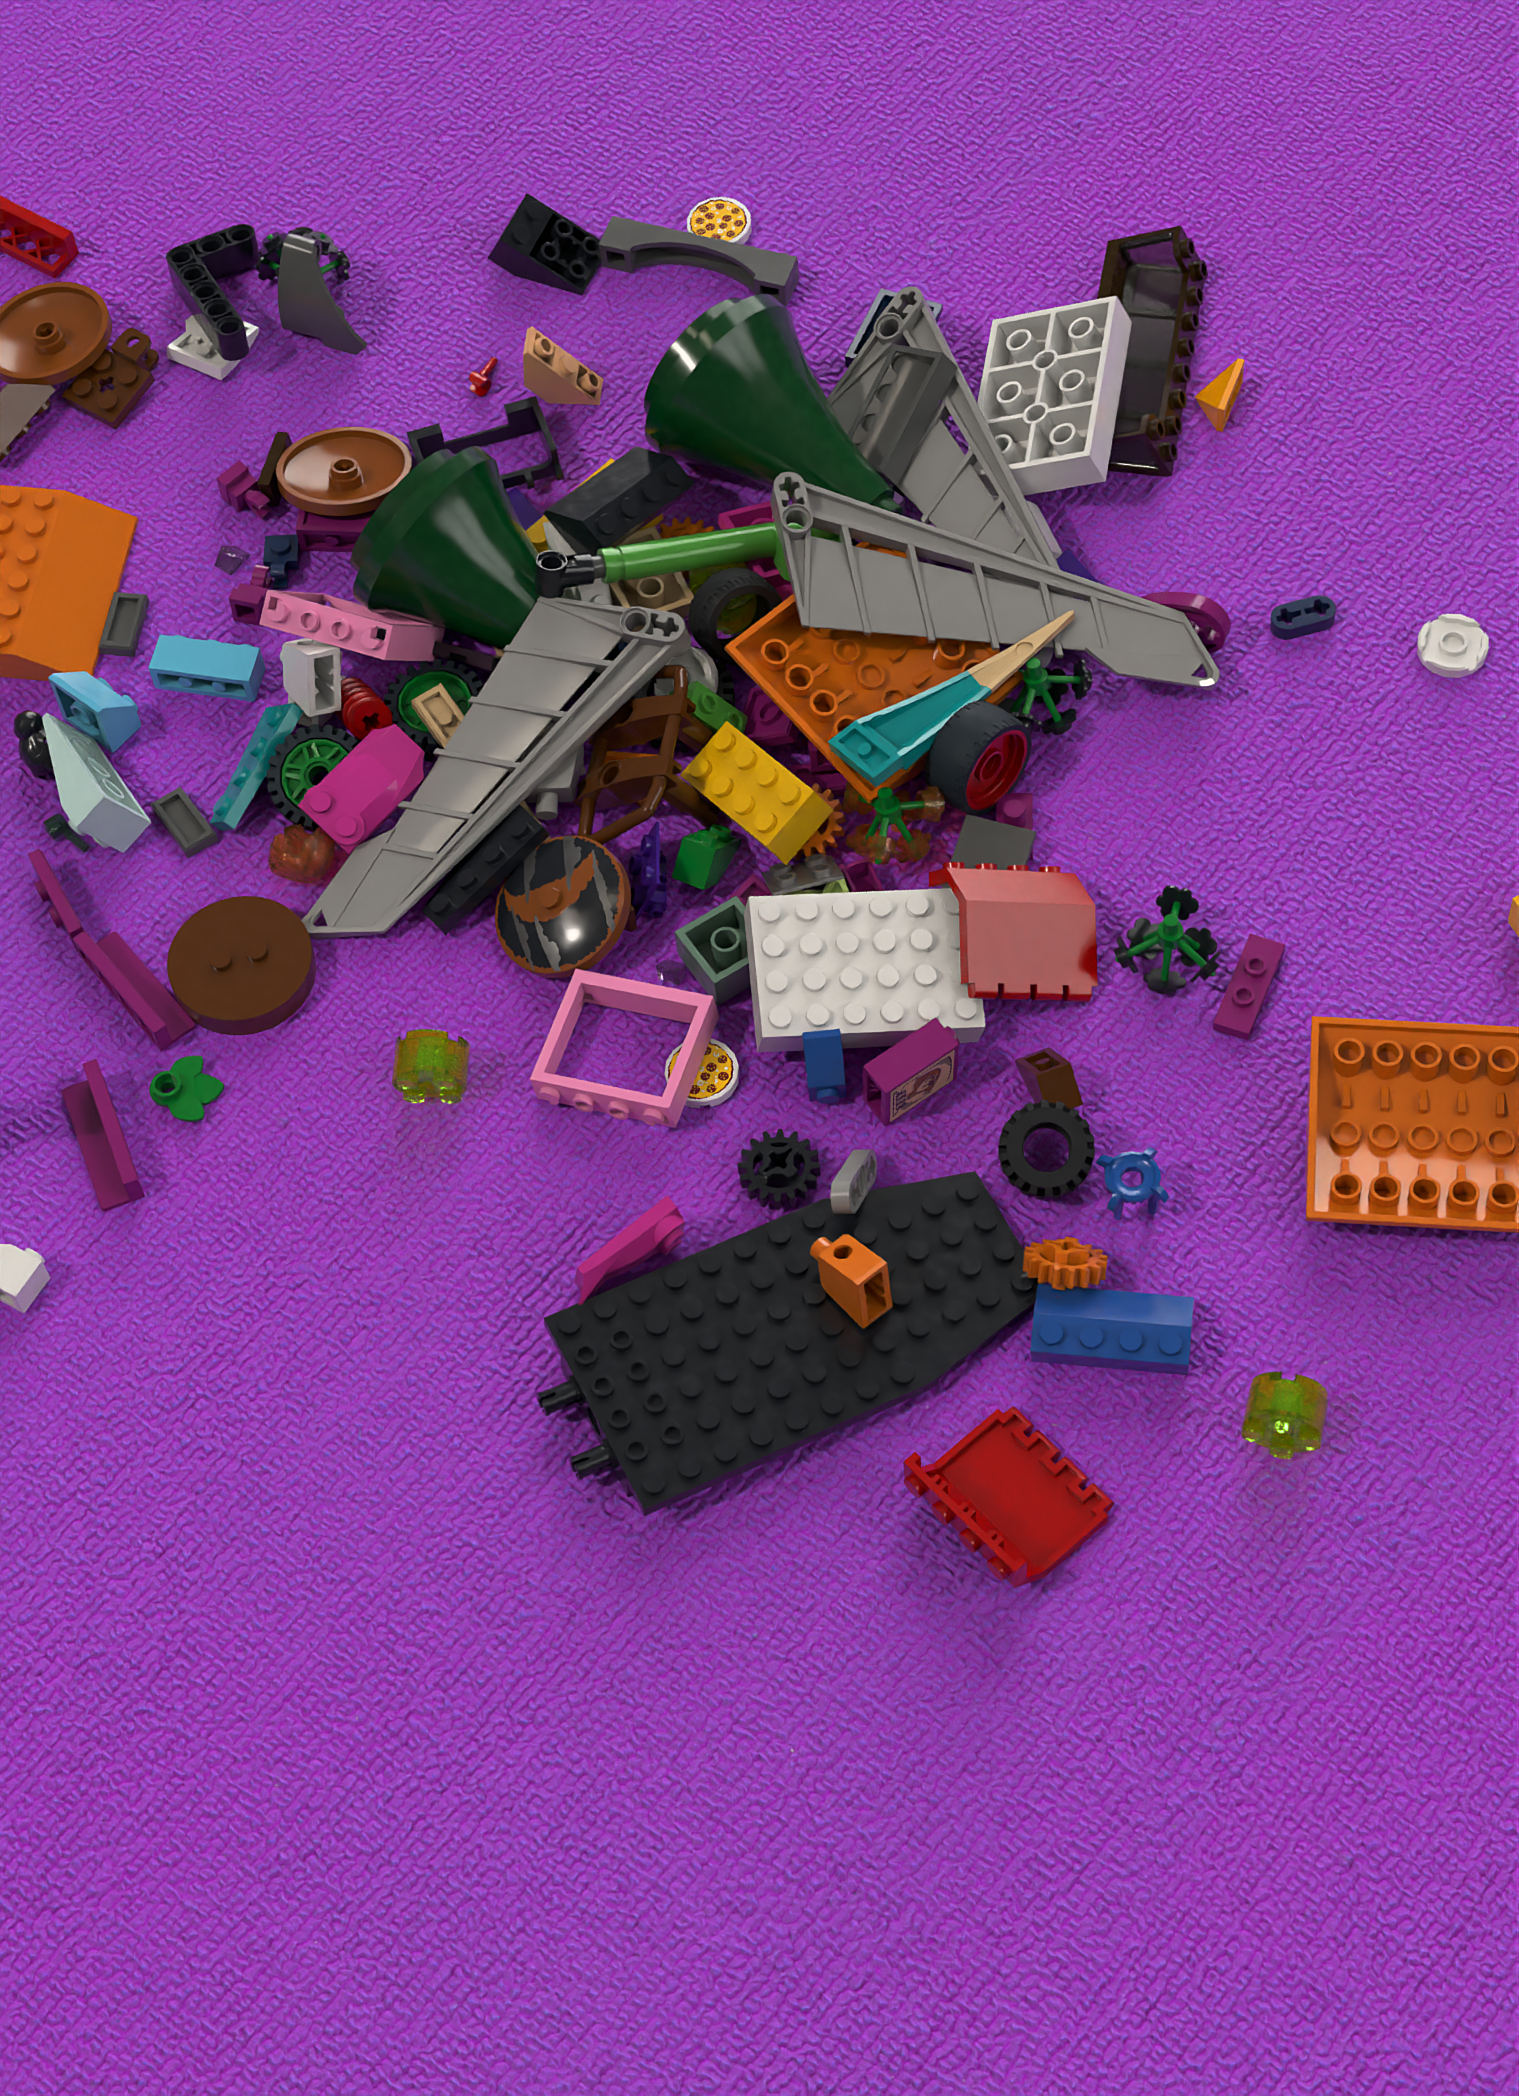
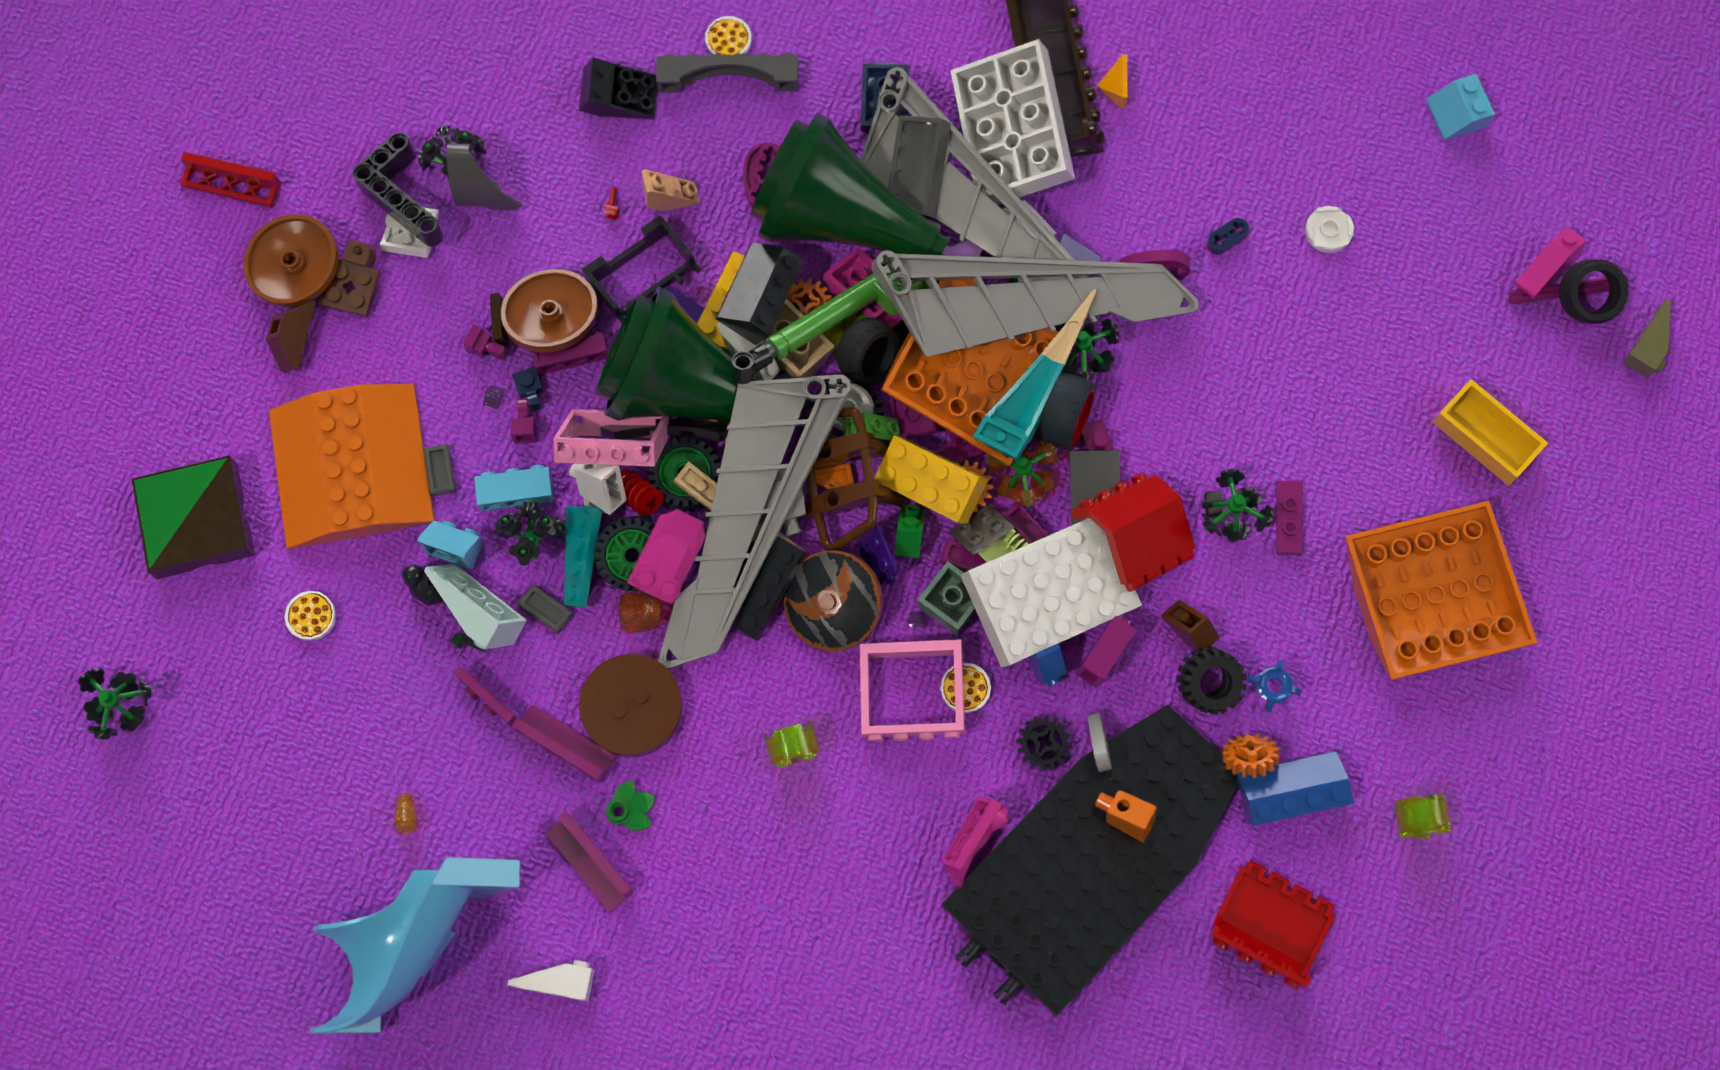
camera: 25 degrees left, 15 degrees up
(215, 707) = (538, 528): none -> black plant

